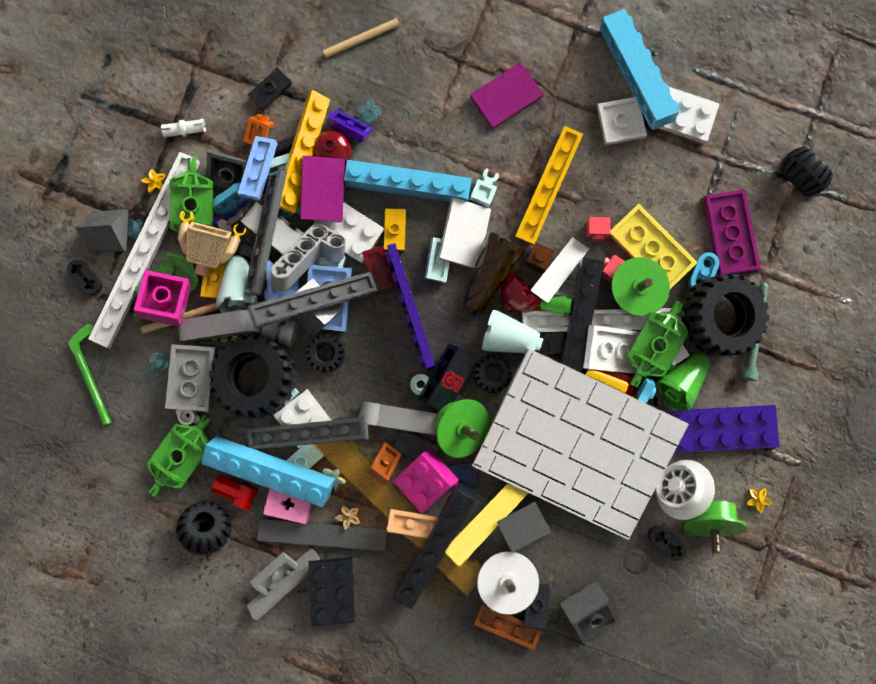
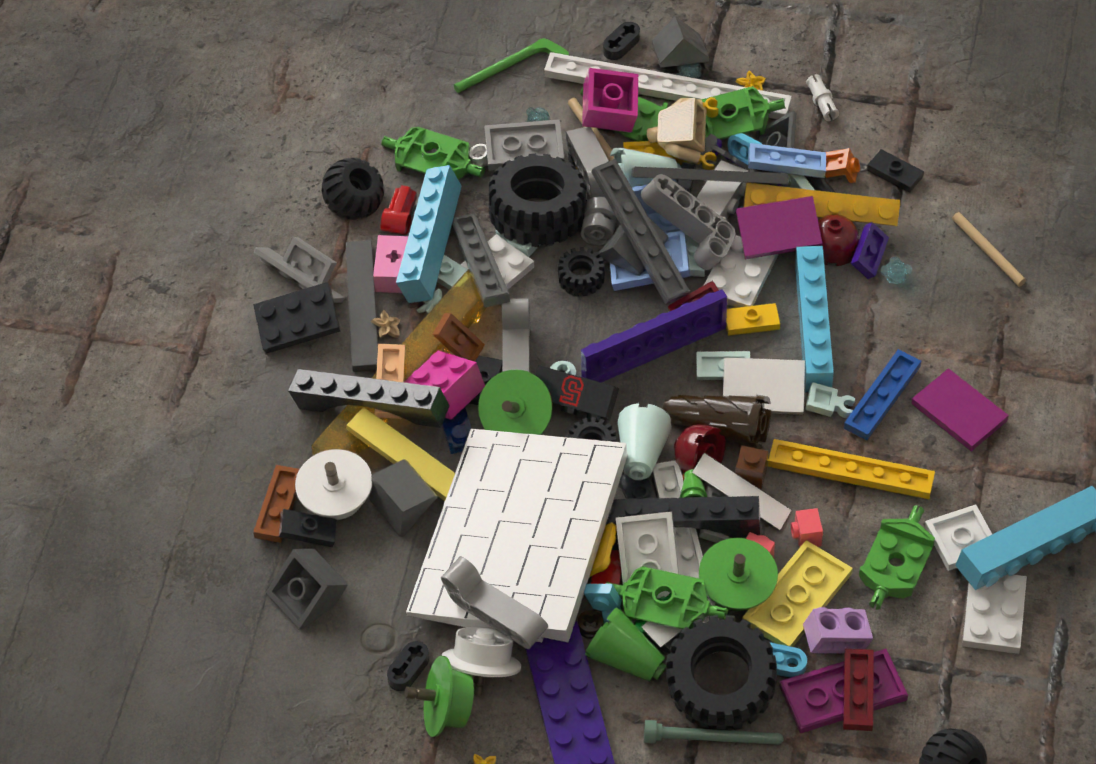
camera: 85 degrees right, 30 degrees down
(485, 147) = (882, 394): none -> blue plate
(649, 173) = (900, 540): none -> bright green plate
(659, 474) = (492, 605): none -> light grey beam
(693, 219) = (837, 629): none -> lavender brick
(744, 221) = (858, 689): none -> dark red plate

